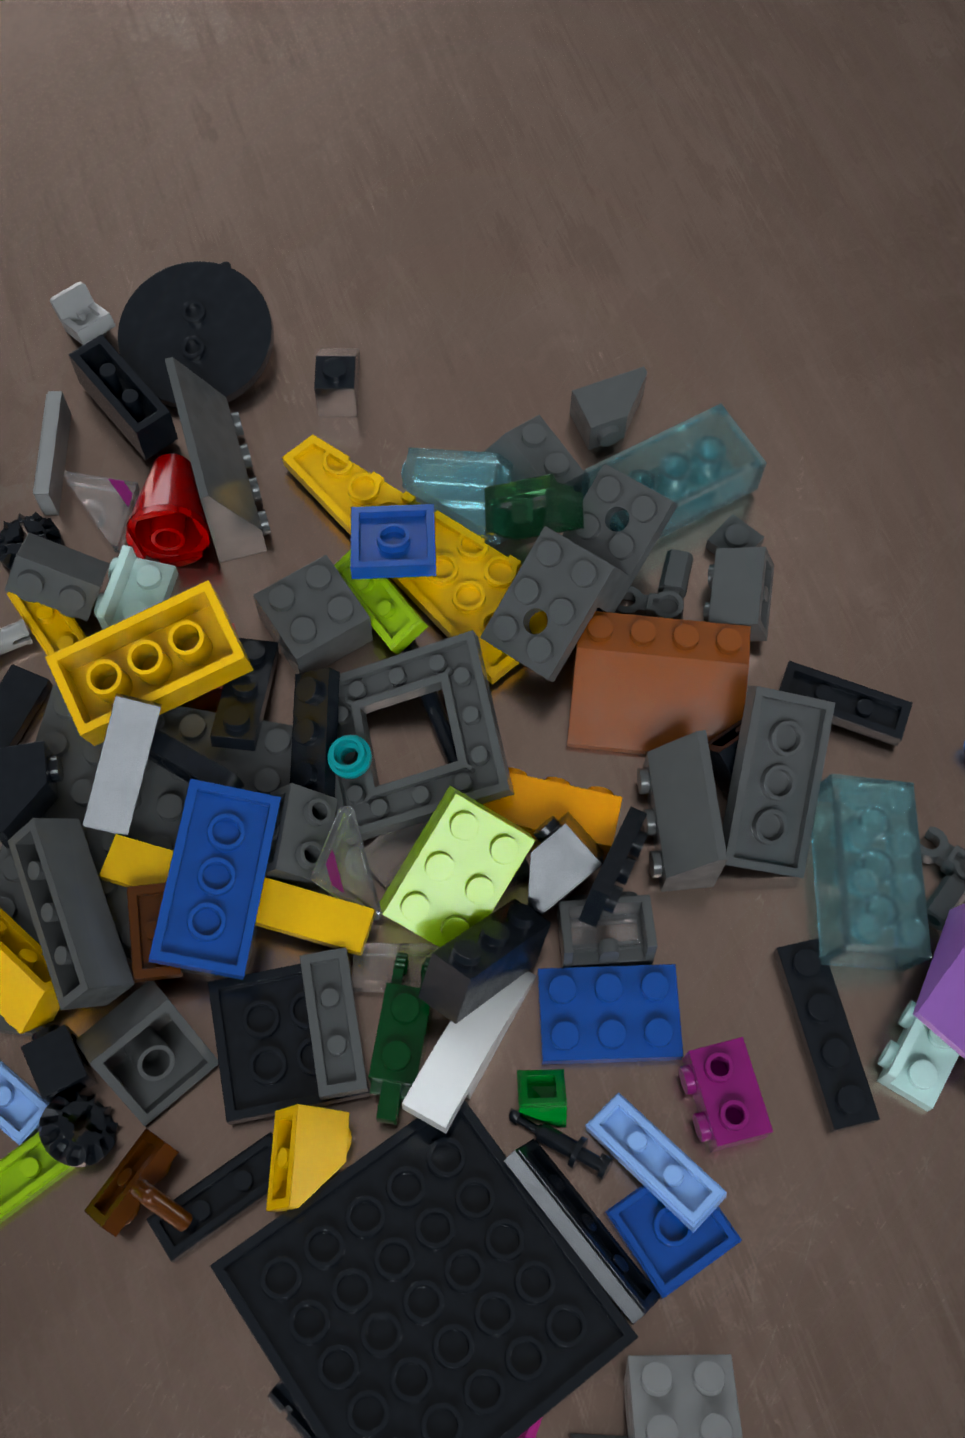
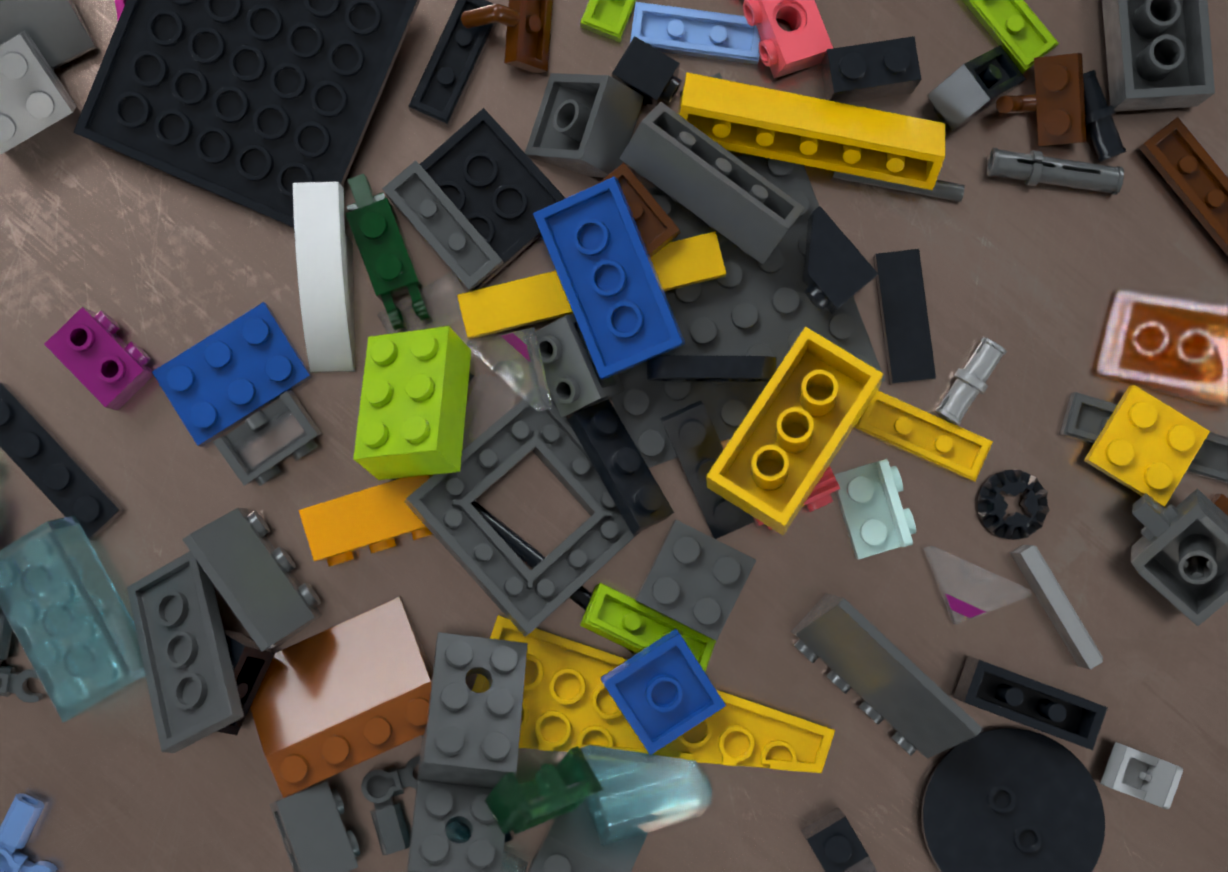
camera: 150 degrees right, 20 degrees up
(56, 577) = (947, 474): dark grey brick -> none
(57, 1130) = (606, 21): black gear -> none
(122, 764) = (755, 327): tile -> none
(169, 515) = (901, 606): red cone -> none
(305, 1153) = (403, 115): yellow slope -> none
(341, 748) = (578, 446): teal plate -> none
(483, 960) = (344, 341): black brick -> none
(543, 1095) = (250, 277): green slope -> none
(560, 861) = (327, 471): slope -> none
(565, 1145) = (211, 248): black piece -> none
(583, 1230) = (161, 189): black tile -> none
(615, 868) = (283, 489): black plate -> none
(656, 1162) = (130, 273): light blue tile -> none
(663, 1244) = (95, 236): blue tile -> none
(855, 705) = (169, 780): black plate -> none

